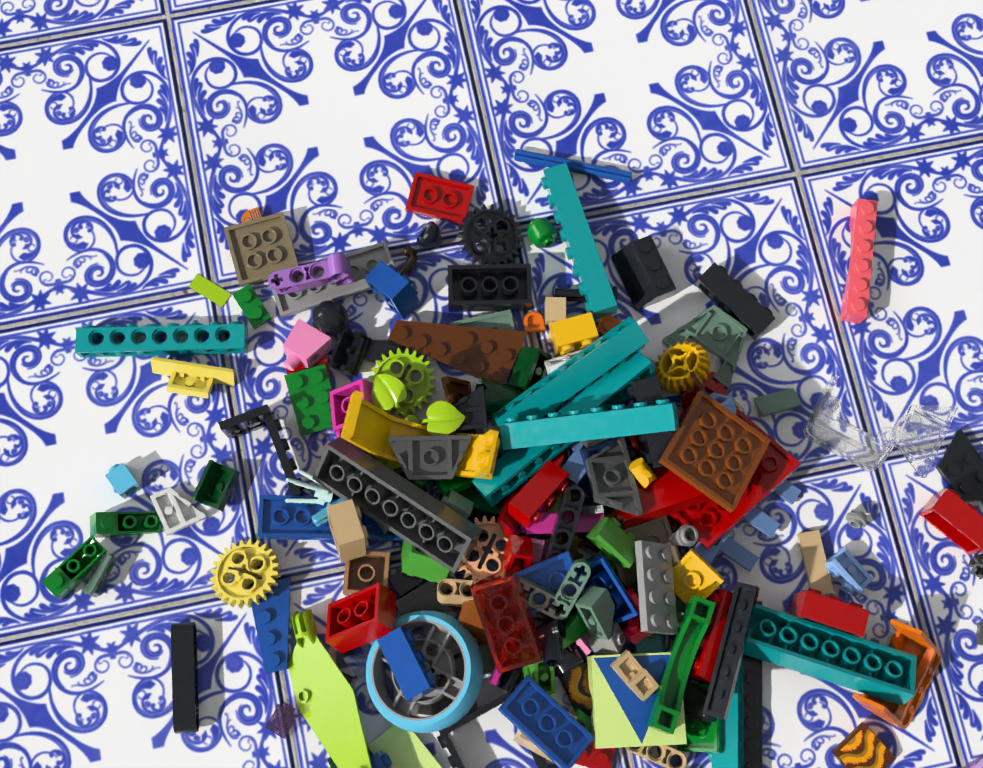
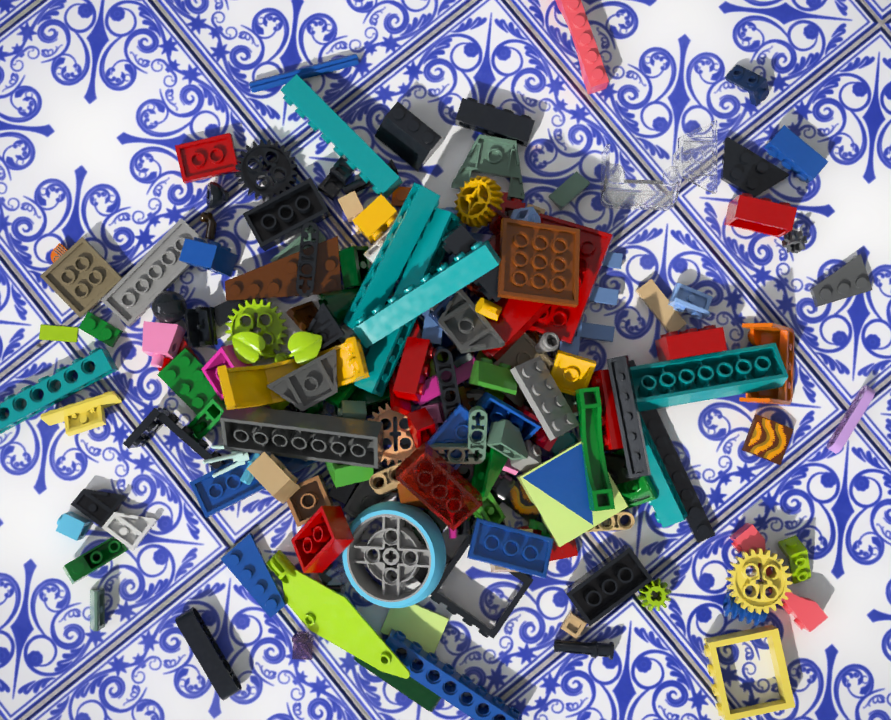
camera: 20 degrees left, 10 degrees up
(74, 568) = (73, 616): green slope -> none
(157, 472) = (98, 504): none -> black wing
(215, 485) = (150, 491): dark green bracket -> none
(236, 591) = (213, 567): light yellow gear -> none
(311, 442) = (208, 418): none -> green slope
(335, 269) = (150, 263): medium lavender piece -> none
(407, 664) = (377, 559): blue brick -> none
(486, 338) = (307, 259): none -> black beam
(533, 323) = (339, 224): orange tile -> none
(541, 233) = (307, 145): green head -> none
(551, 636) = (481, 480): black piece -> none
(556, 277) = (338, 177): none -> black slope
(634, 675) = (561, 475): tan slope -> none
(856, 518) = (677, 254): light grey plate -> none

